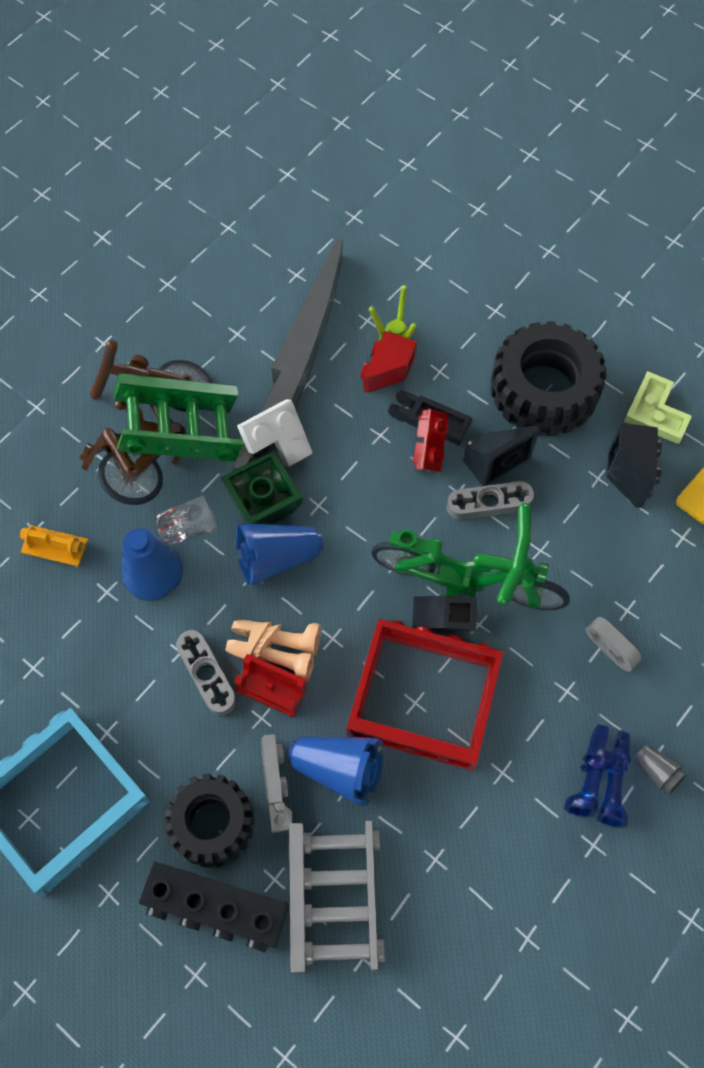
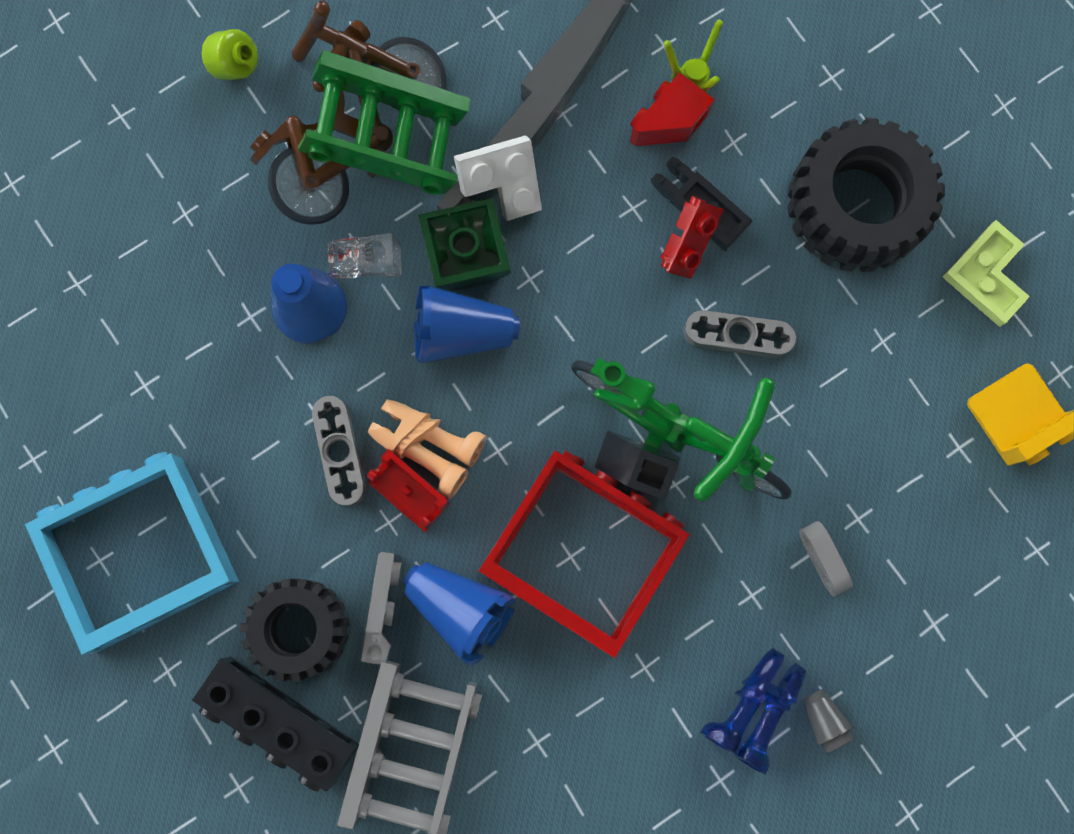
camera: 15 degrees right, 15 degrees up
(43, 405) = (229, 54): none -> lime head
(53, 545) = (200, 241): light orange hinge -> none
(499, 452) = (769, 277): black slope -> none
(634, 462) = (933, 340): black slope -> none

